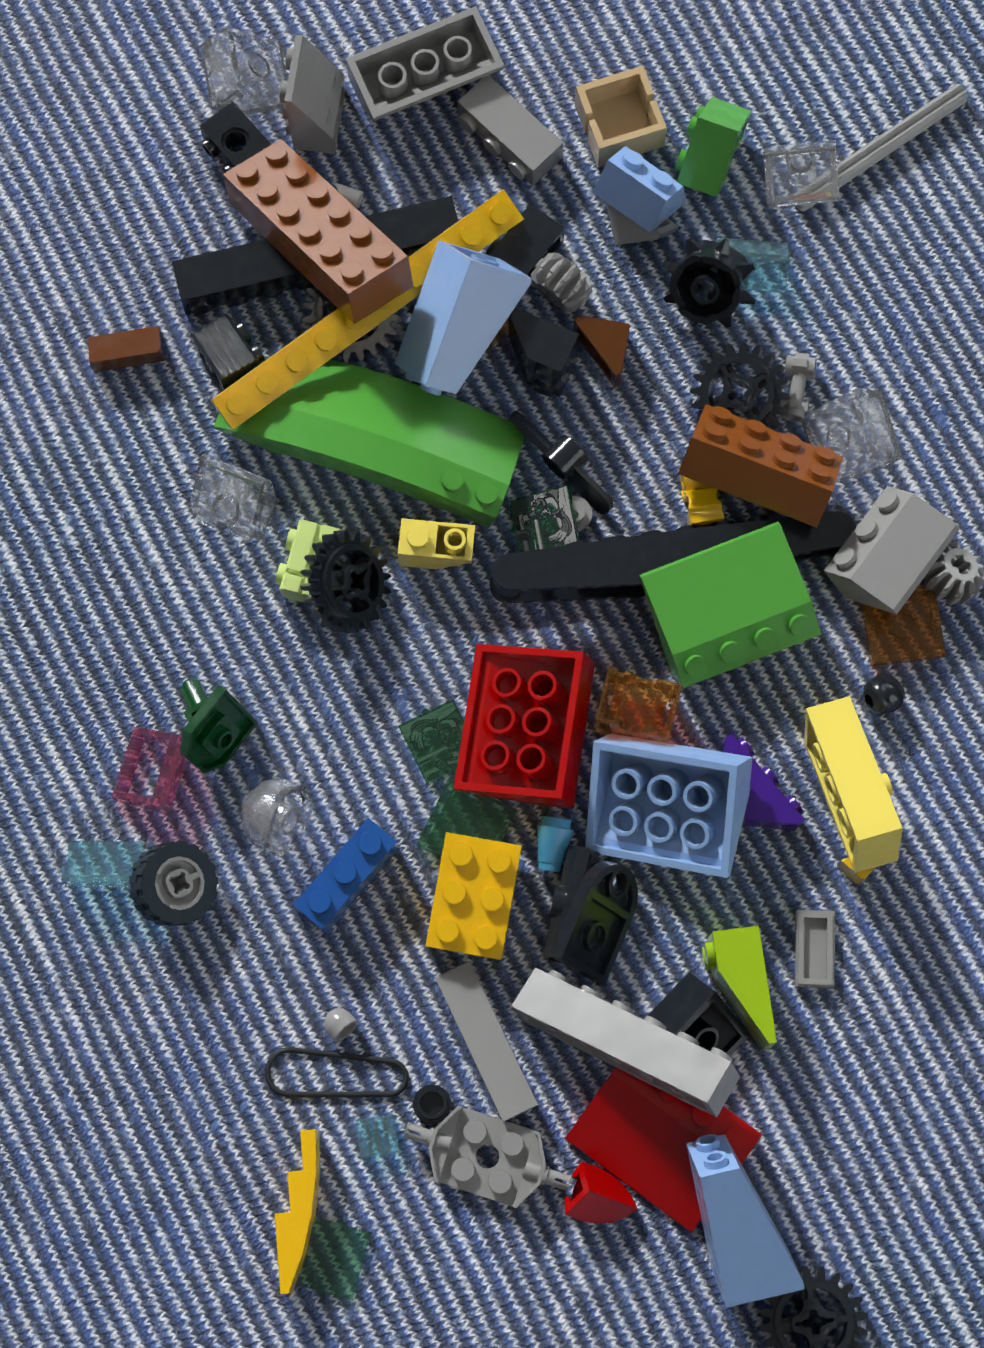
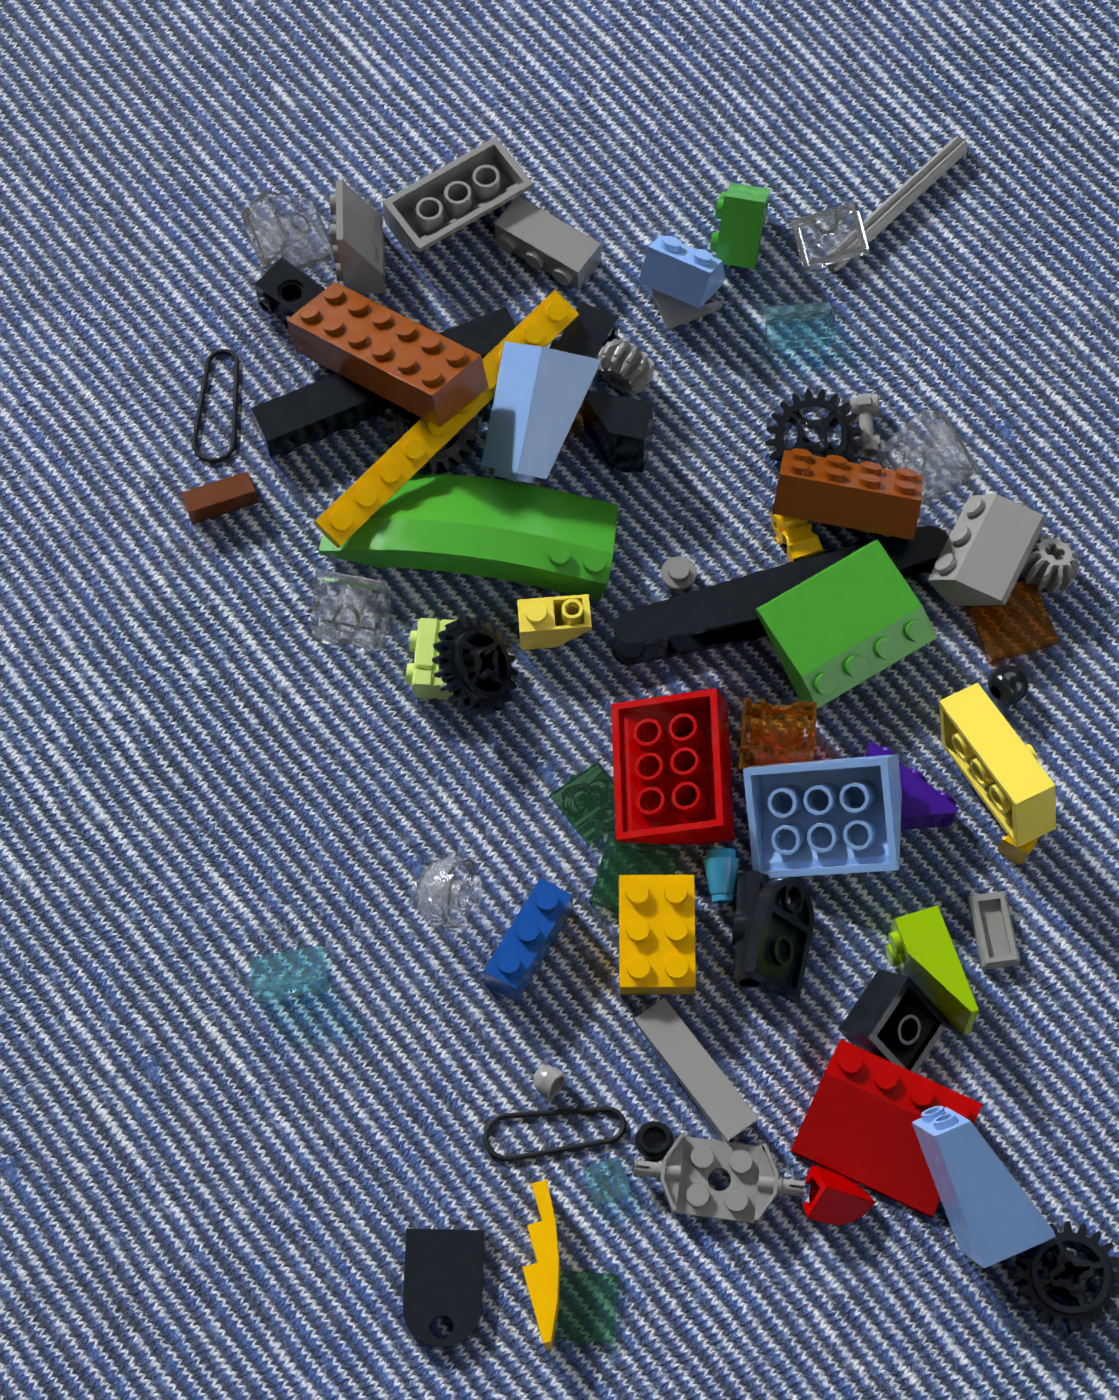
camera: 10 degrees left, 10 degrees down
(125, 244) = (234, 409): none -> black piece
(168, 778) = (334, 902): clear pink tile -> none
(173, 883) = (344, 976): black wheel -> none
(197, 1207) = (443, 1282): none -> black tile
(214, 726) = (373, 821): dark green piece -> none
(226, 350) = (317, 479): black brick -> none
(544, 519) = (651, 579): piece -> none
(565, 461) = (661, 527): black piece -> none
(605, 343) = (677, 416): reddish brown slope -> none
(616, 117) = (644, 210): tan piece -> none
(626, 1041) = (833, 1036): brick -> none
(712, 263) = (762, 362): black brick -> none

